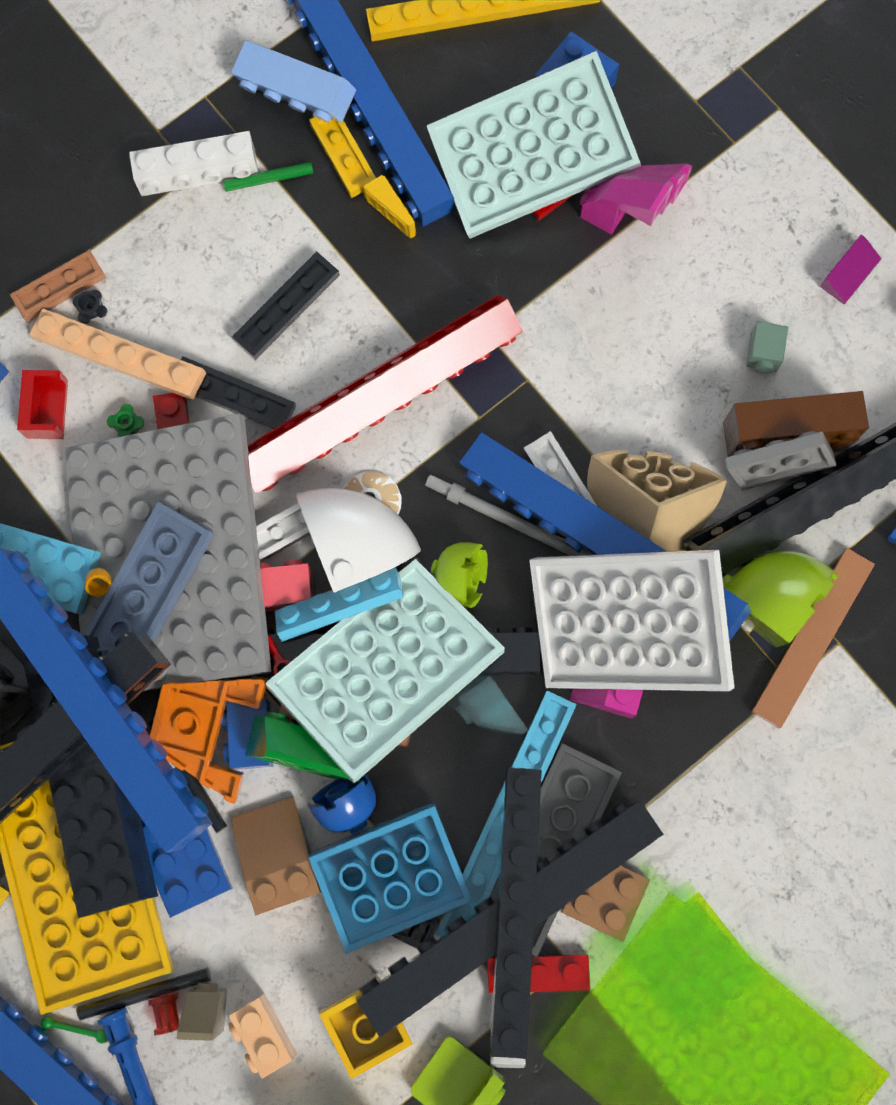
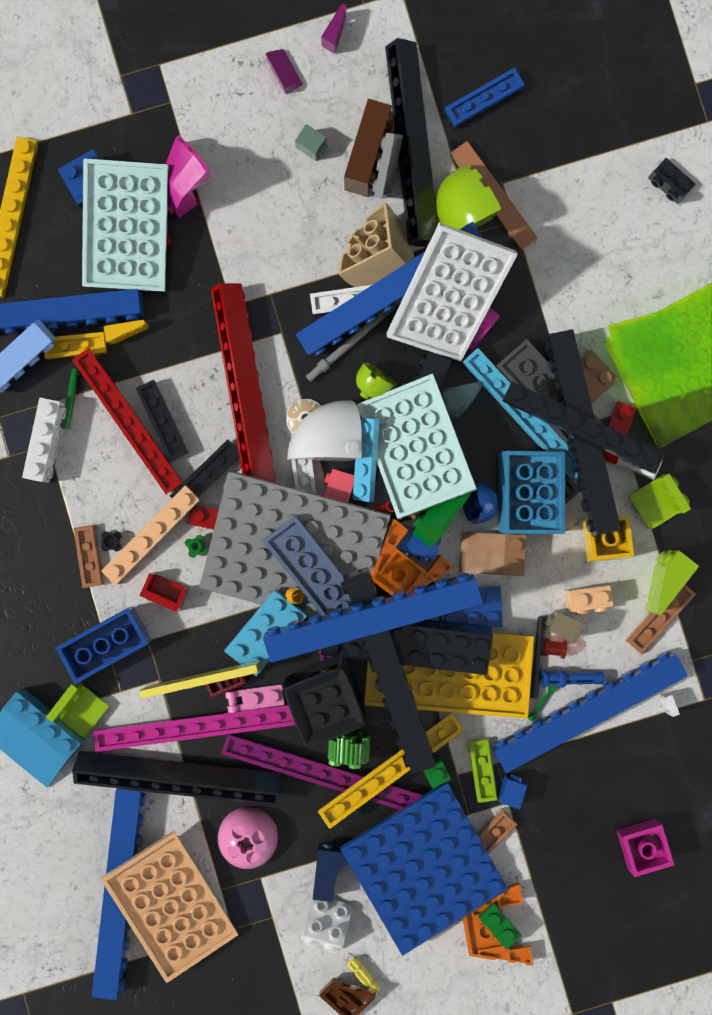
camera: 70 degrees left, 10 degrees up
(264, 260) = (127, 421): none -> red plate

